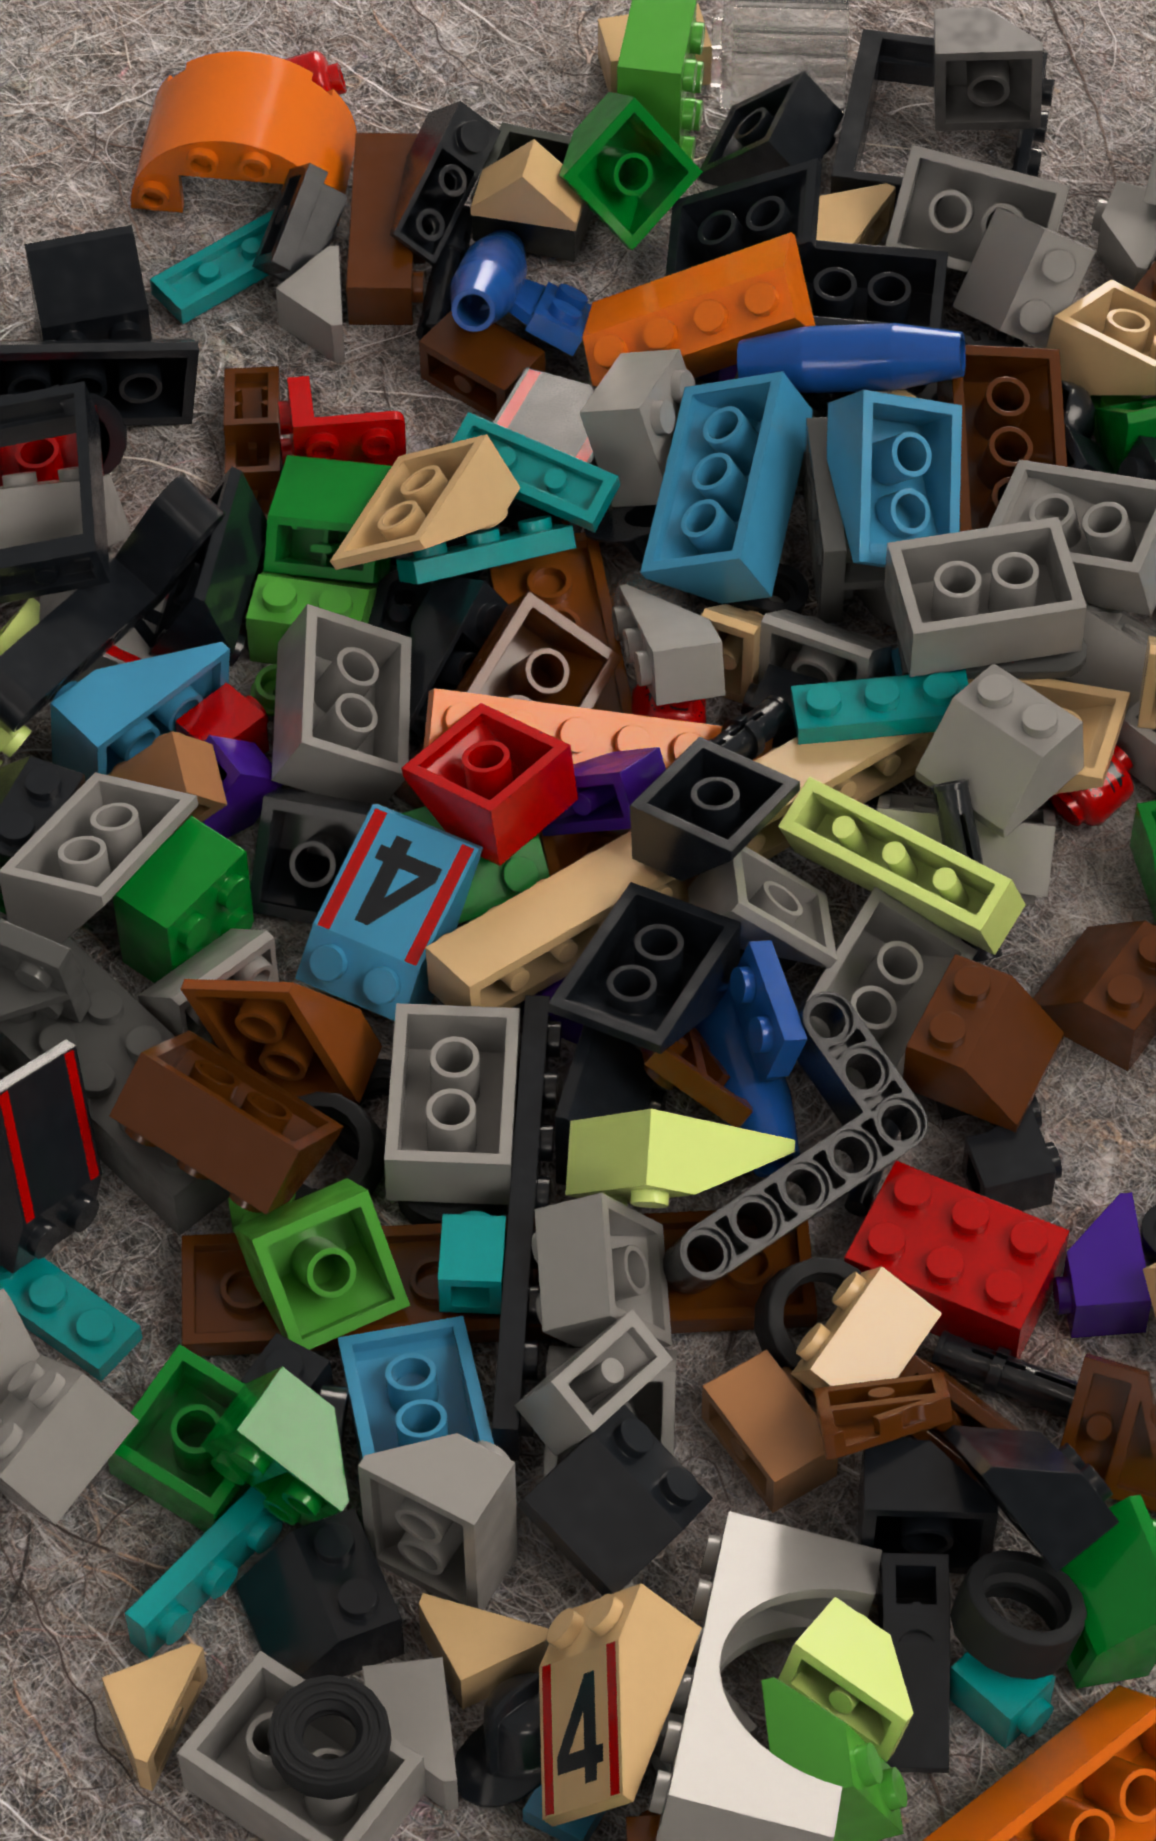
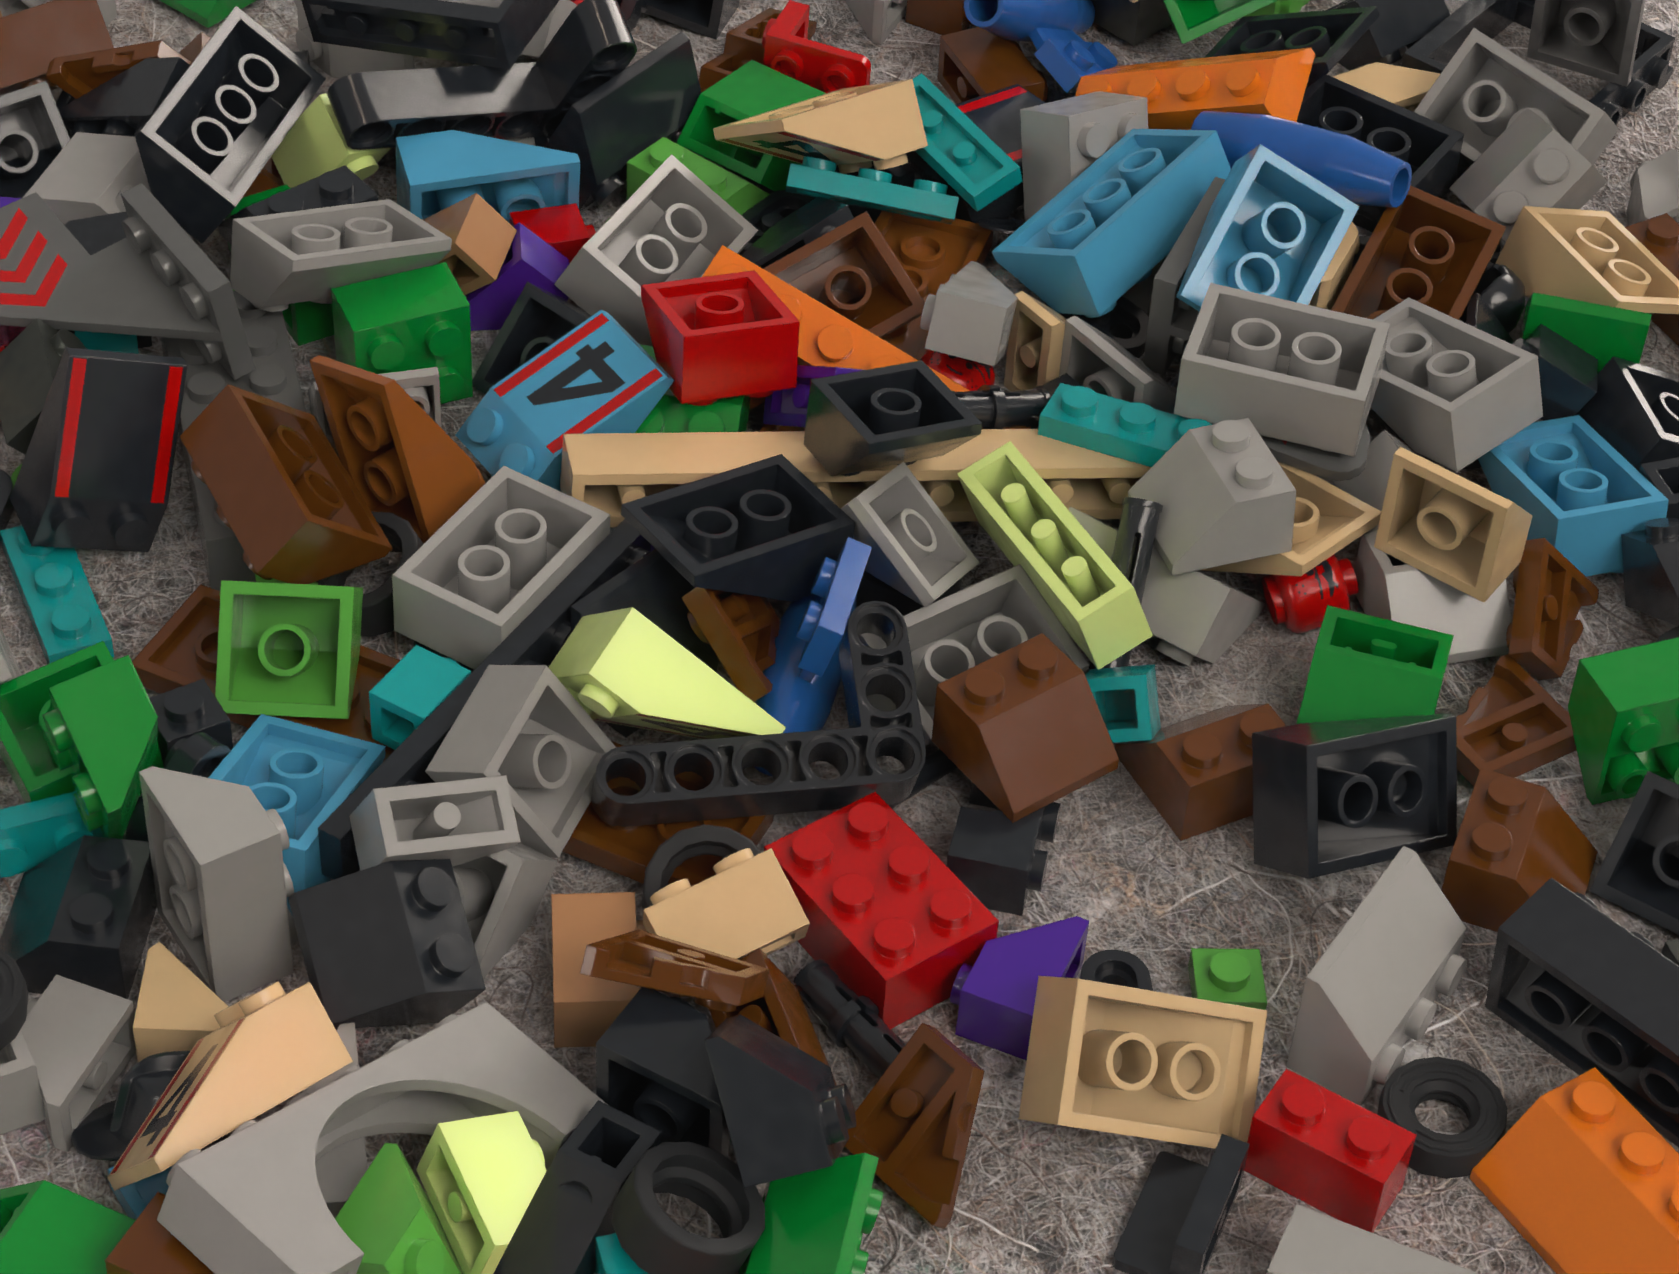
camera: 25 degrees right, 10 degrees down
(1031, 964) = (1127, 701): none -> teal brick

